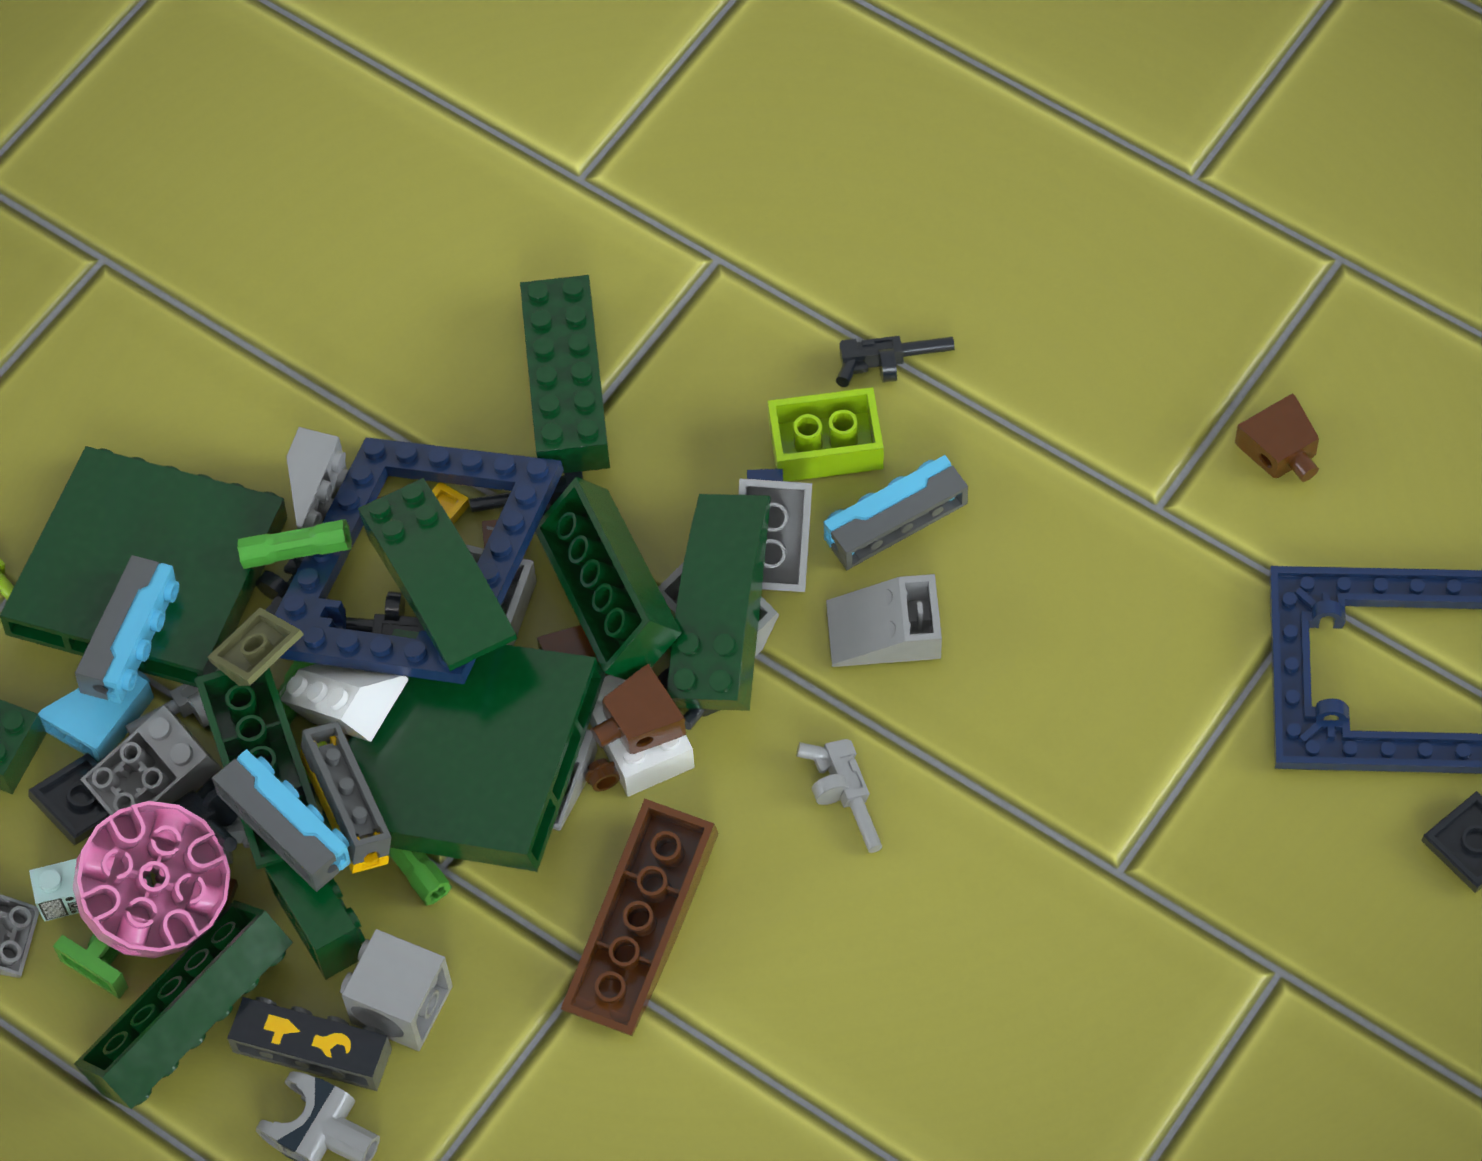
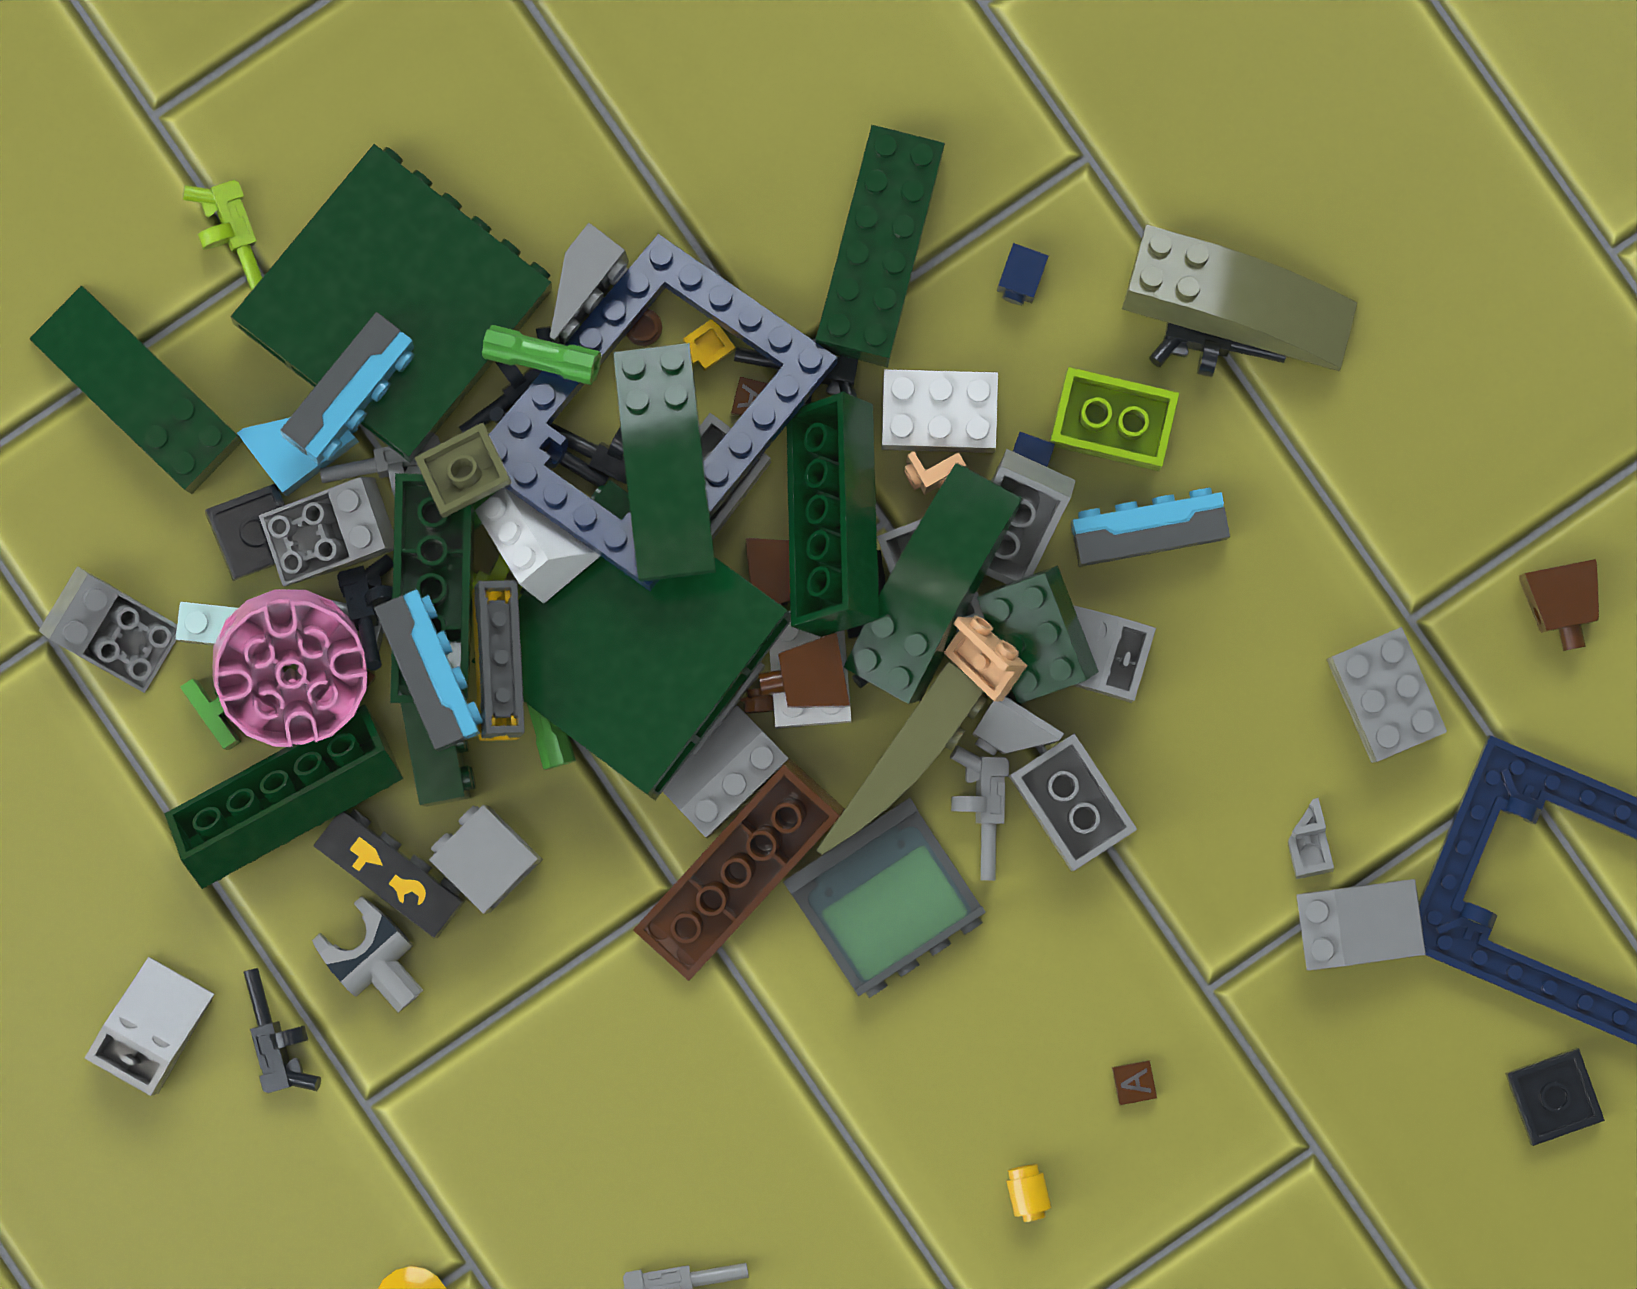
camera: 20 degrees right, 25 degrees up
(590, 845) = (724, 772): none -> light grey slope
(663, 482) = (939, 411): none -> white brick
(673, 528) = (932, 477): none -> light nougat bracket
(698, 357) = (1022, 274): none -> dark blue brick
(757, 761) = (915, 747): none -> olive slope
(783, 899) = (885, 899): none -> clear light blue panel
(790, 638) = (985, 657): none -> light nougat bracket
(831, 612) = (1044, 628): none -> dark green brick
(846, 704) = (1012, 728): none -> light grey slope
(889, 309) = (1238, 298): none -> olive slope
(923, 749) = (1073, 802): none -> light grey brick
(1030, 1103) = (1028, 1192): none -> yellow brick
(1086, 973) = (1134, 1082): none -> reddish brown tile
(1153, 716) = (1309, 844): none -> light grey slope
(1164, 566) = (1386, 695): none -> light grey brick
(1229, 756) = (1361, 924): none -> light grey slope

